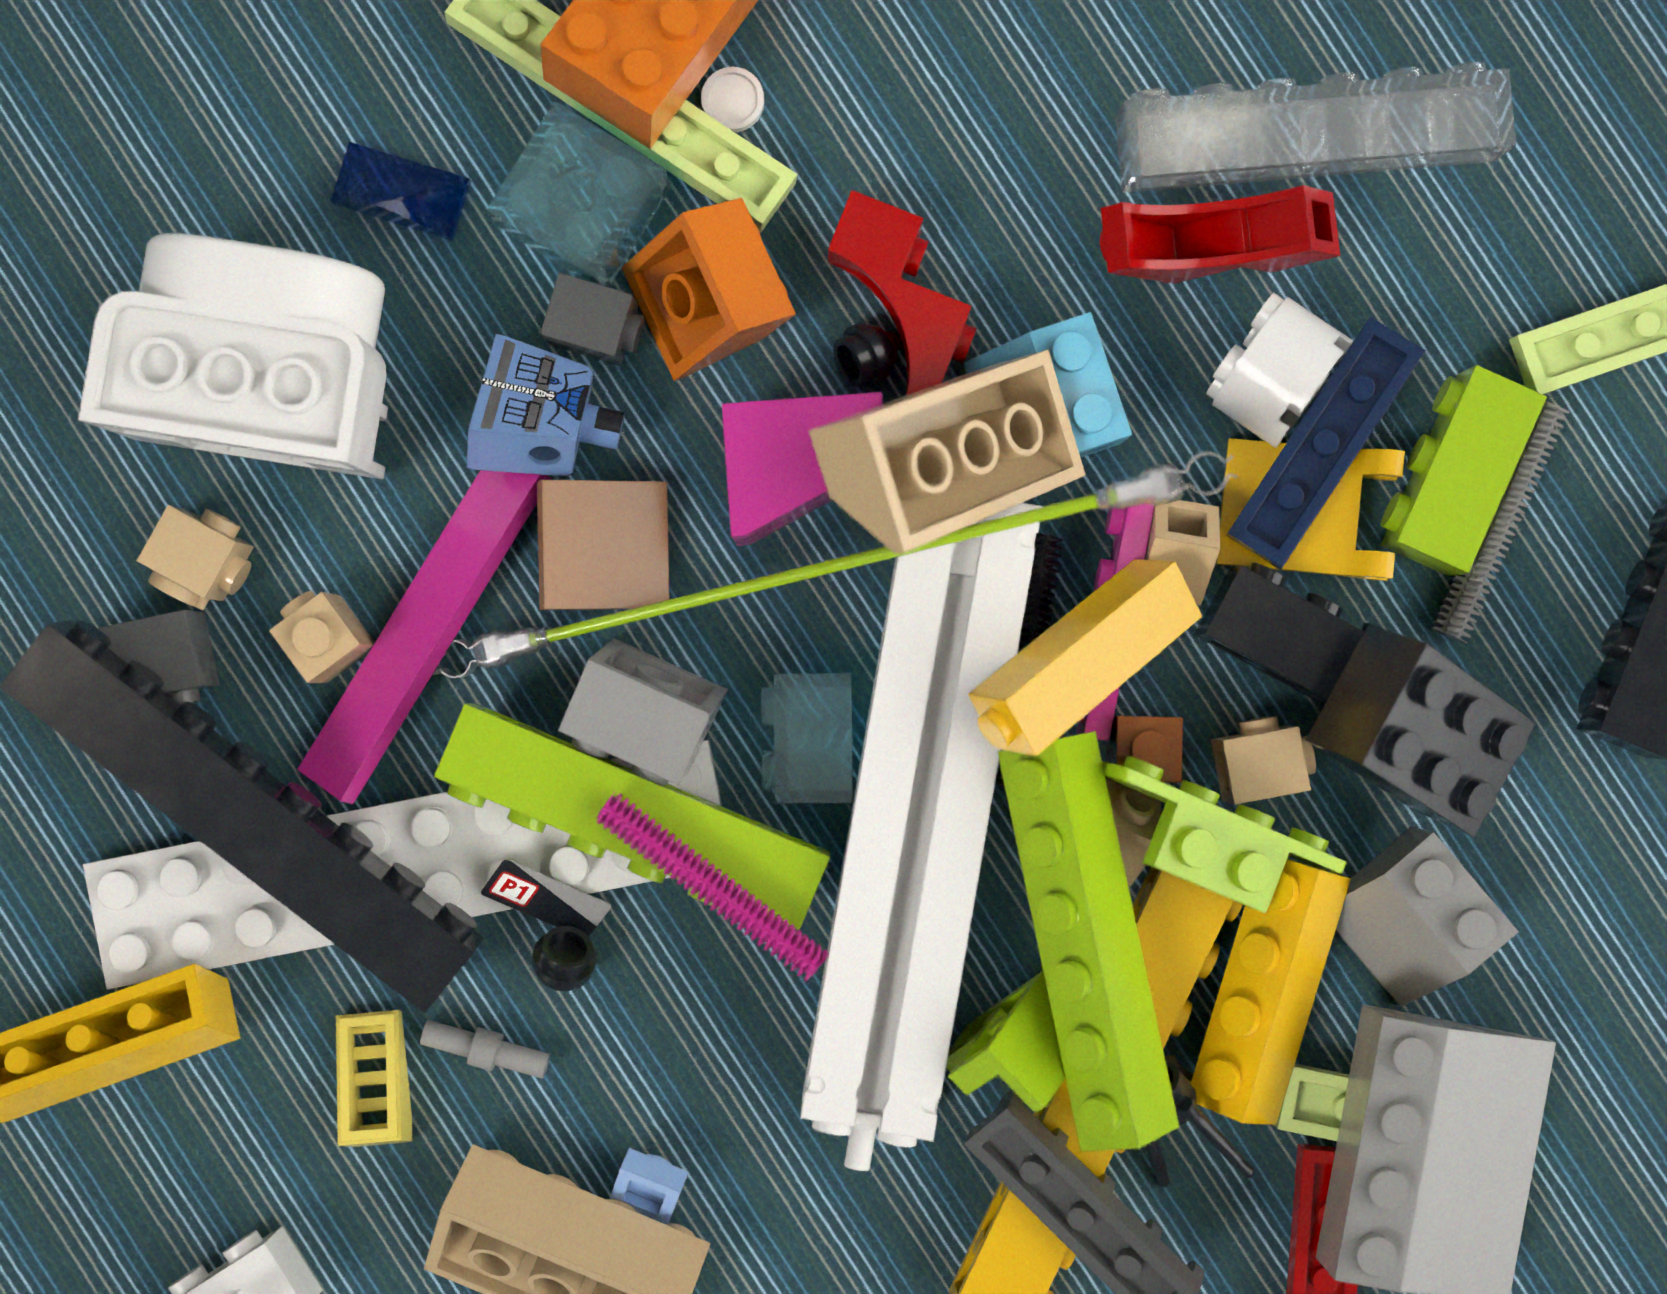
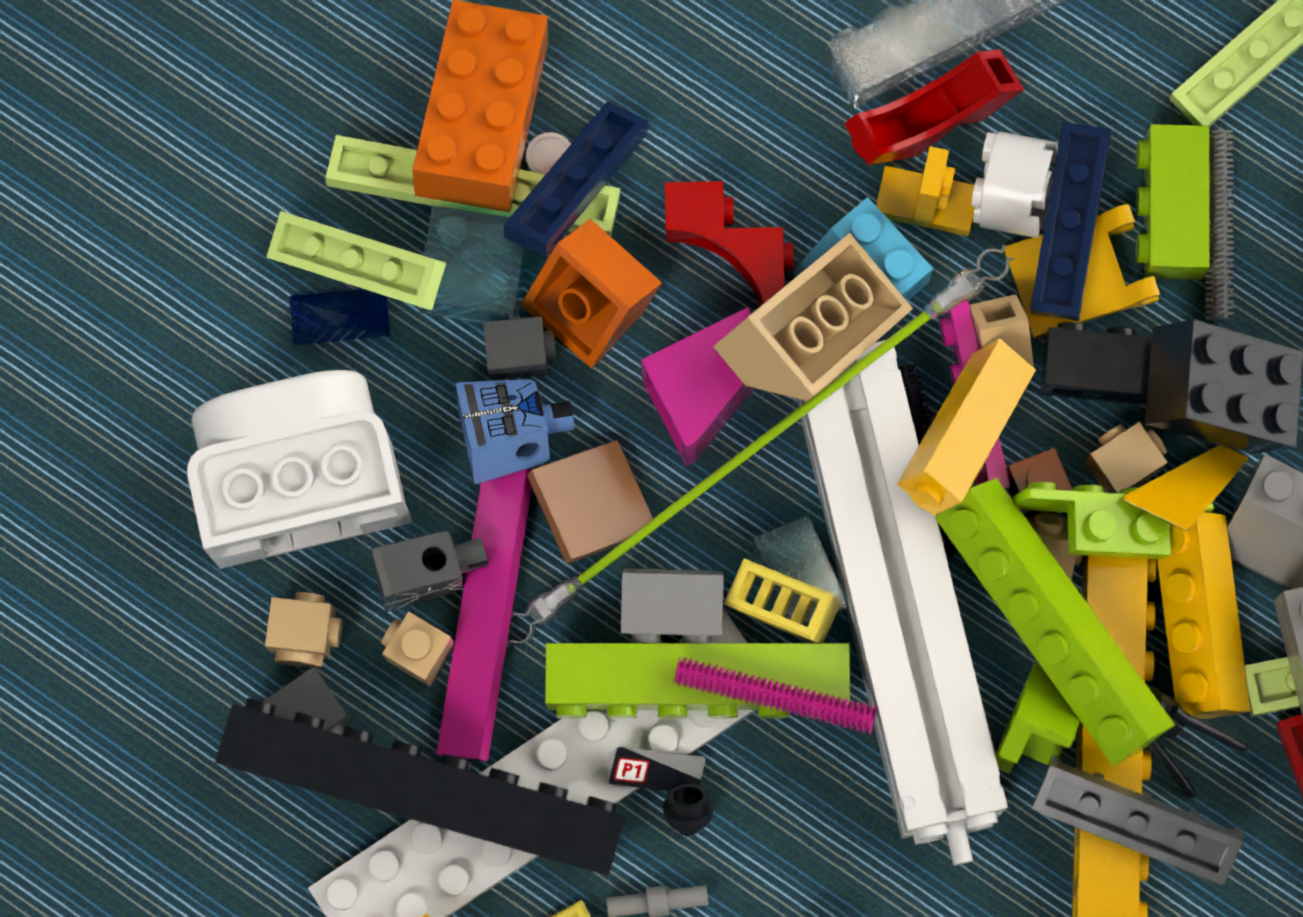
camera: 20 degrees left, 10 degrees down
(341, 541) = (407, 581): none -> dark grey torso
(436, 132) = (356, 260): none -> yellowish green plate
(742, 141) = (575, 179): none -> dark blue plate
(812, 809) = (821, 620): none -> light yellow slope
(866, 354) = (721, 293): black plate -> none
(1165, 341) = (928, 198): none -> yellow bracket
(1322, 837) = (1190, 488): none -> yellow sticker

